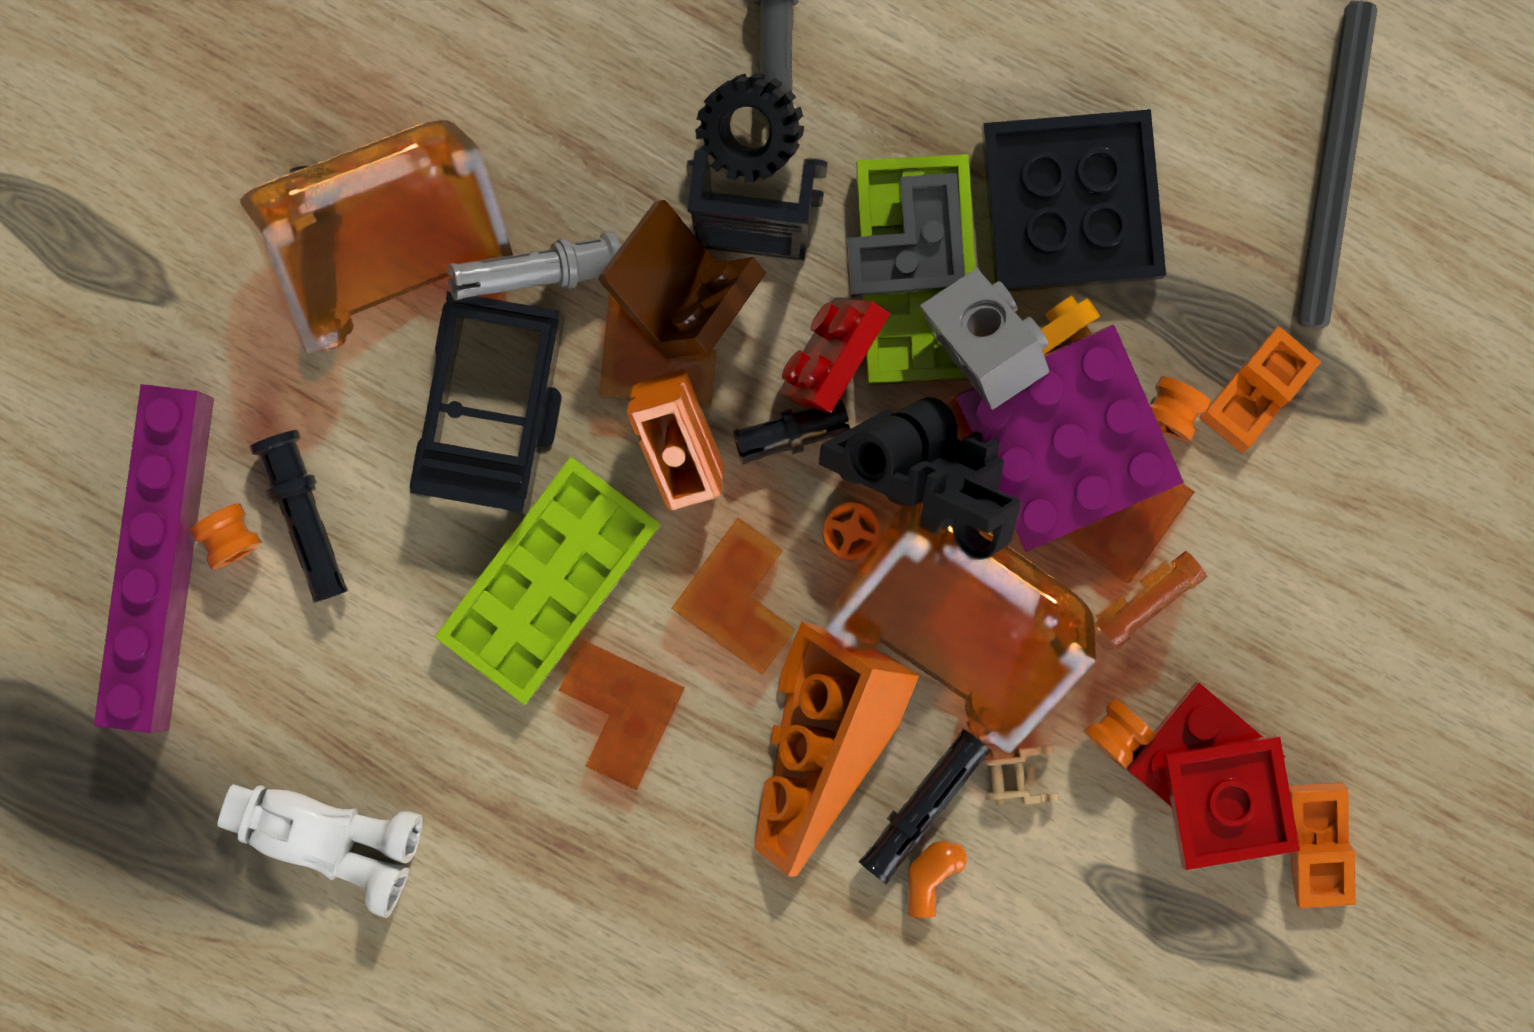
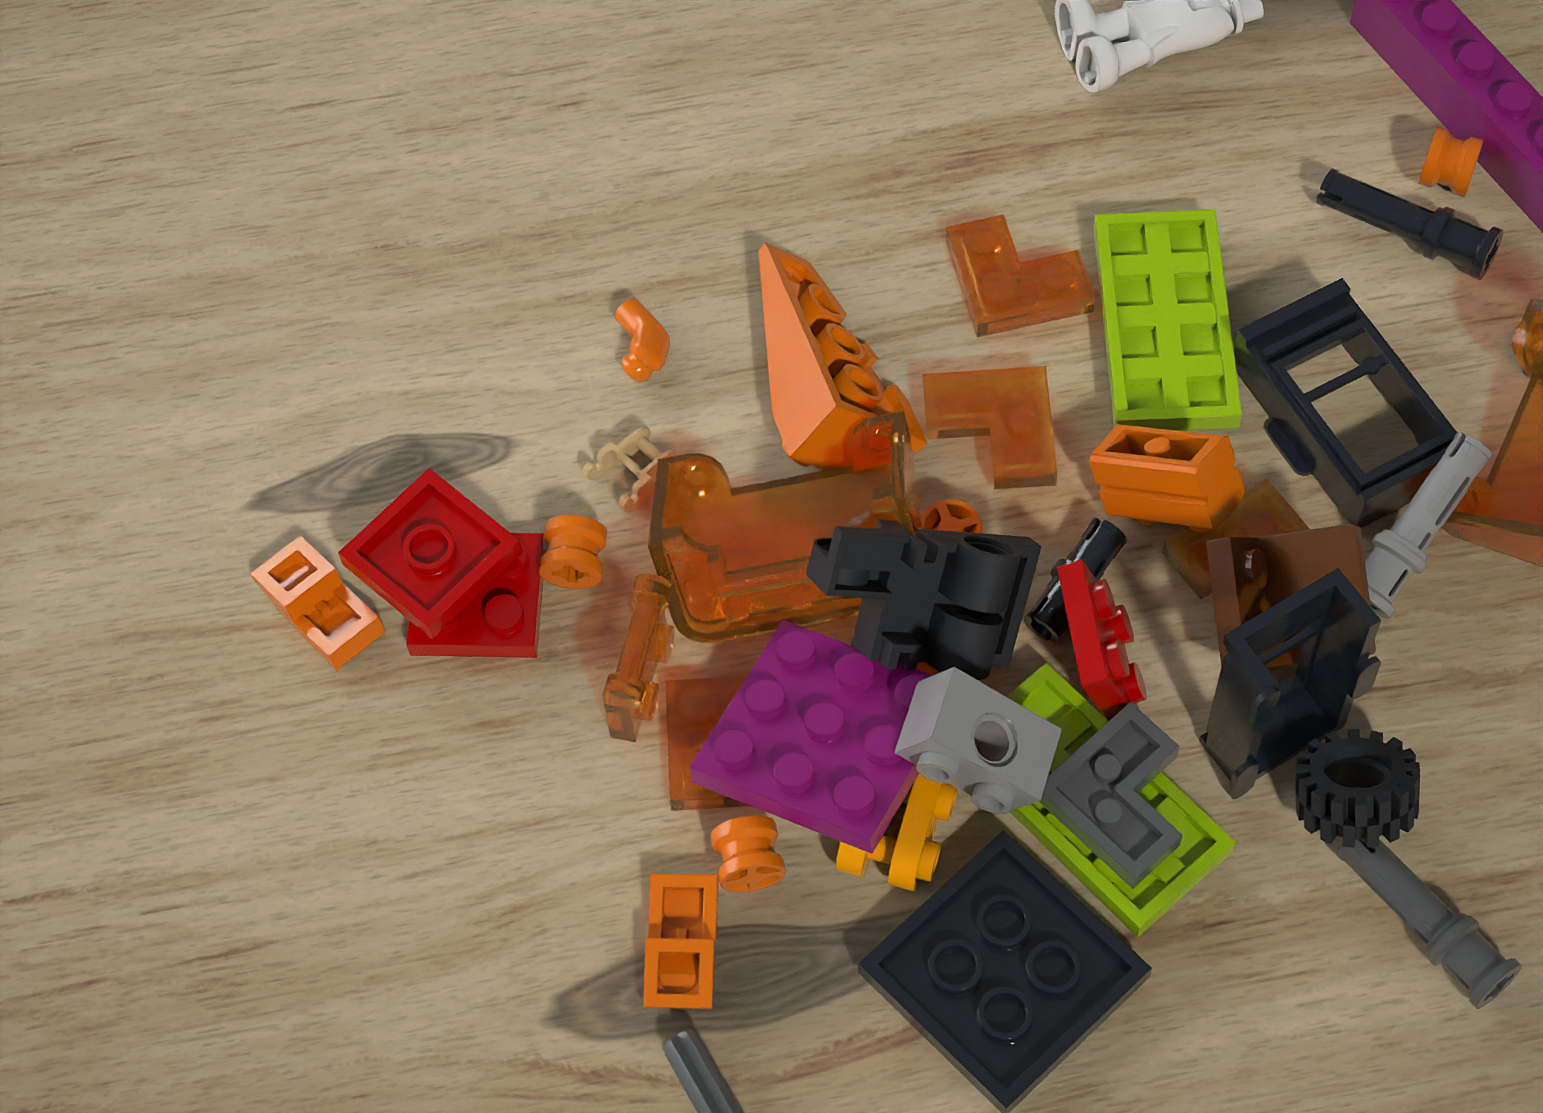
camera: 145 degrees right, 25 degrees down
(924, 806) = (695, 362): black pin -> none

